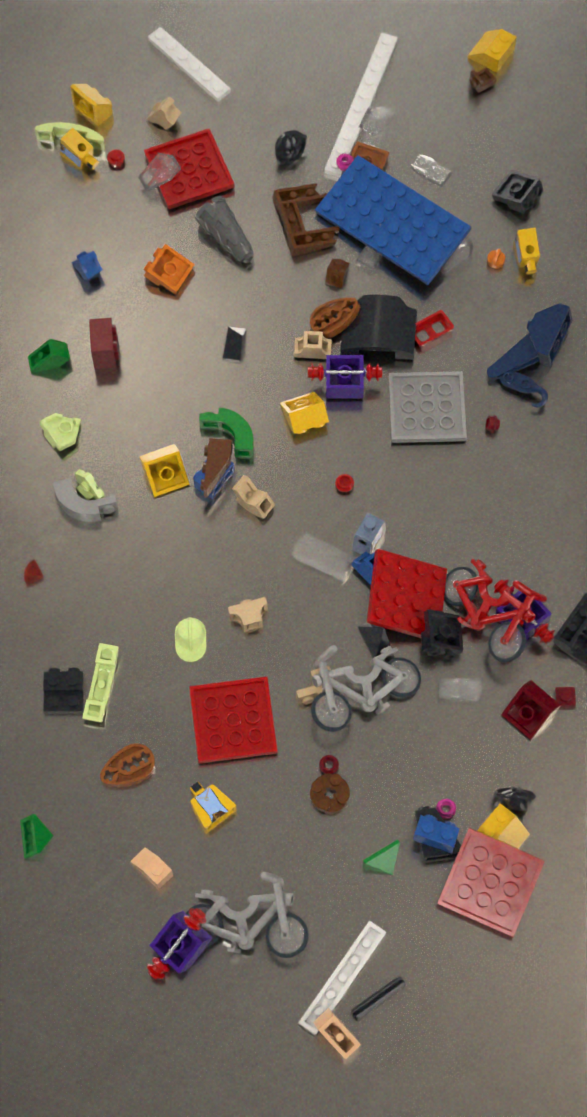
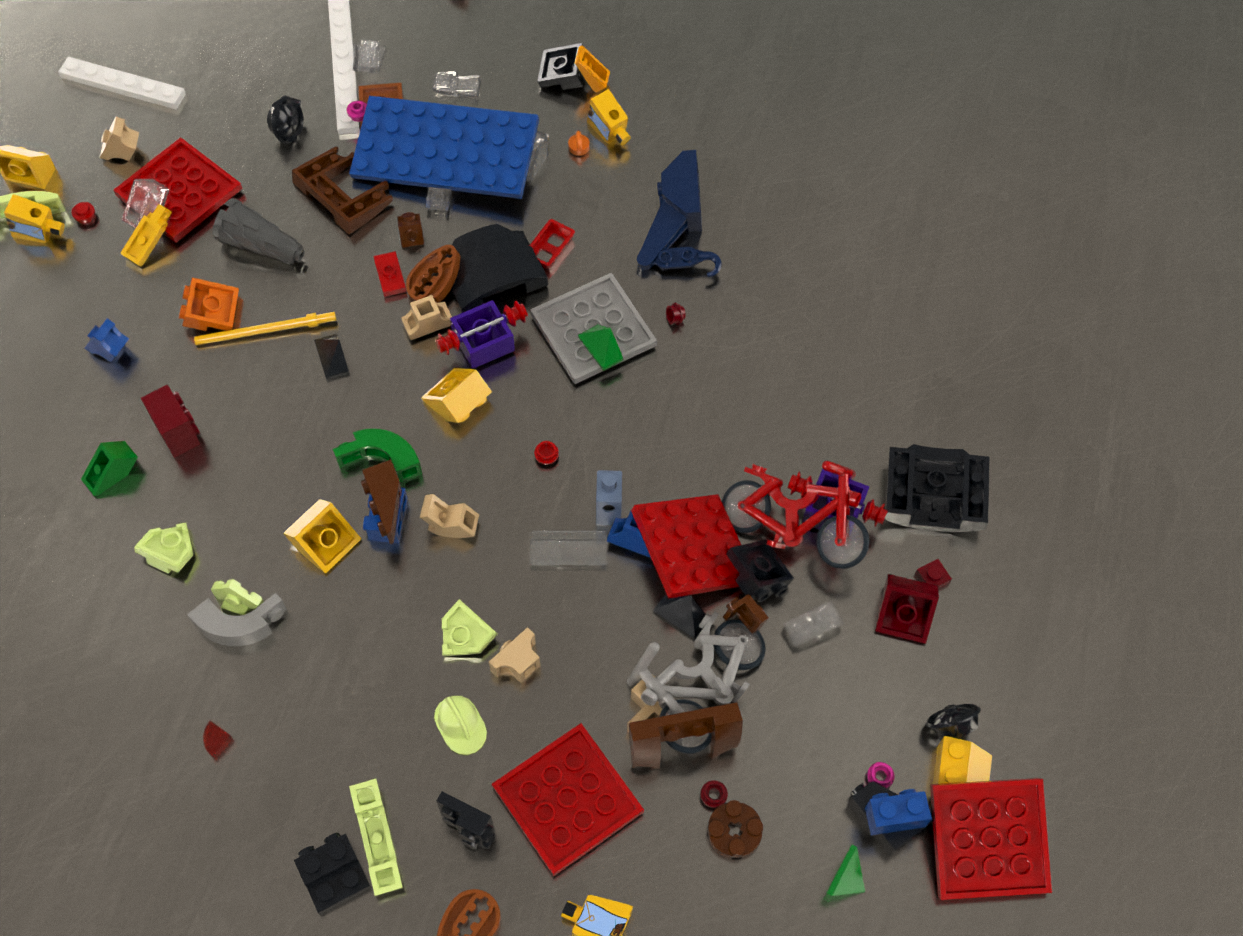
camera: 30 degrees left, 5 degrees down
(149, 196) = (146, 235): none -> yellow hinge
(162, 705) = (472, 824): none -> black plate
(224, 579) = (464, 631): none -> yellowish green plate
(233, 311) = (311, 320): none -> yellow bar
(301, 703) = (721, 721): none -> reddish brown wedge
(305, 300) = (389, 274): none -> red plate
(419, 659) = (748, 612): none -> reddish brown bracket
(423, 424) = (602, 346): none -> green slope
(544, 208) = (592, 69): none -> light orange slope

